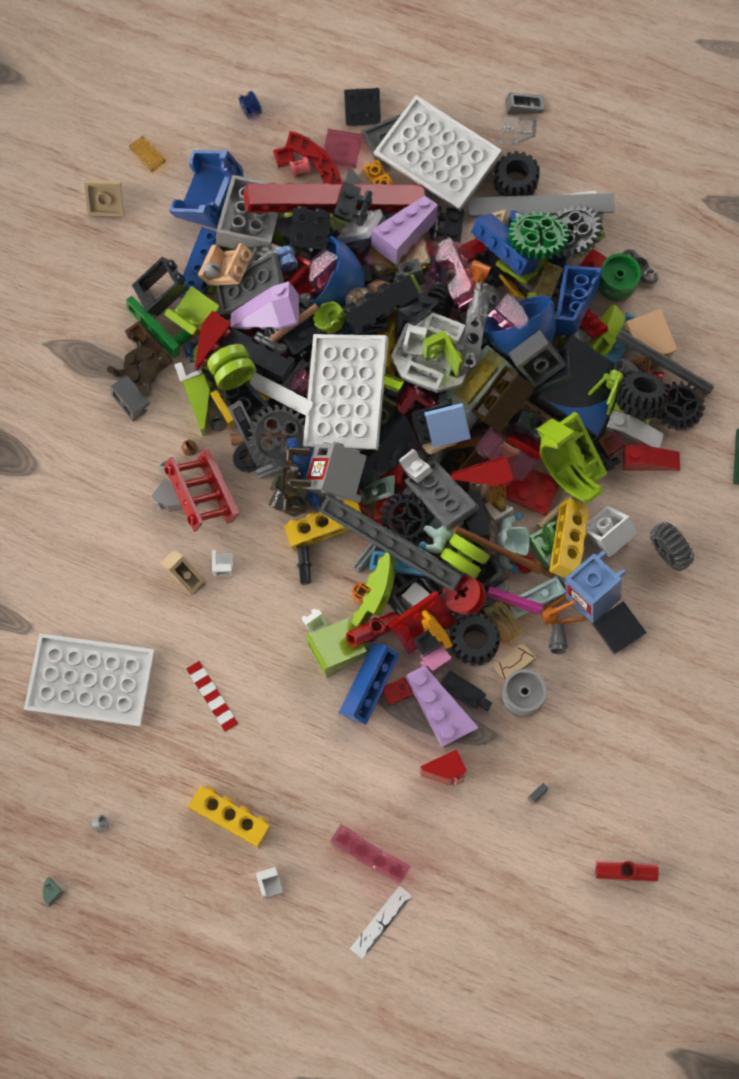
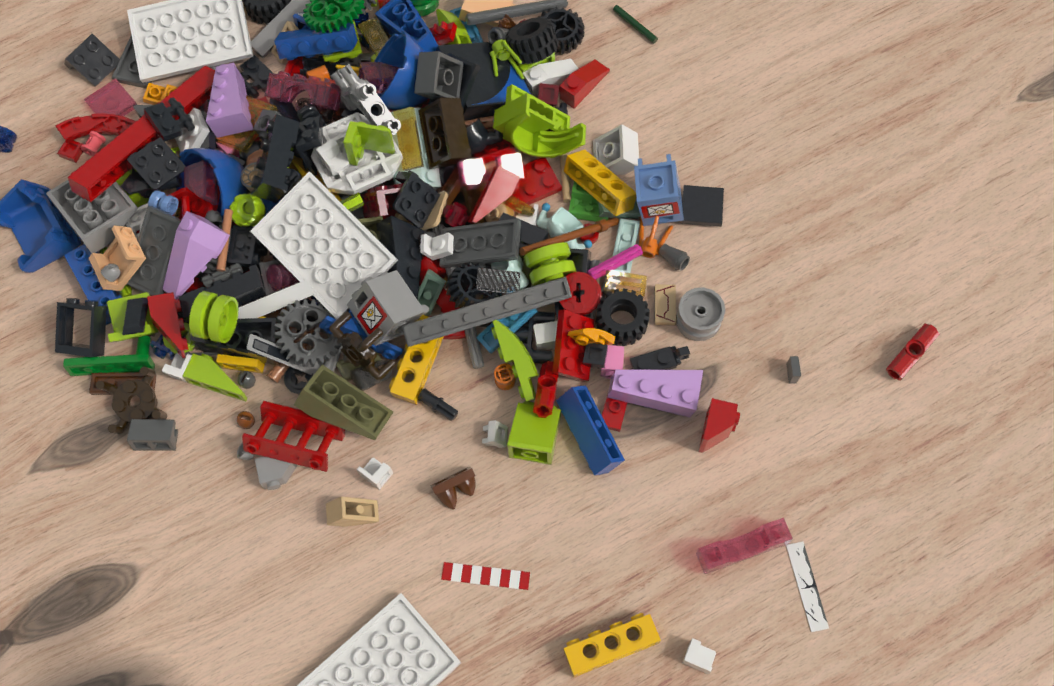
camera: 50 degrees left, 5 degrees down
(194, 314) = (135, 316): none -> black tile
(249, 503) = (342, 404): none -> olive slope
(249, 619) = (446, 491): none -> reddish brown tile
(420, 530) = (497, 280): none -> tile
(447, 425) = (428, 189): light blue tile -> none
(450, 459) = (455, 214): none -> dark red gear
(672, 546) = (670, 115): dark grey gear -> none

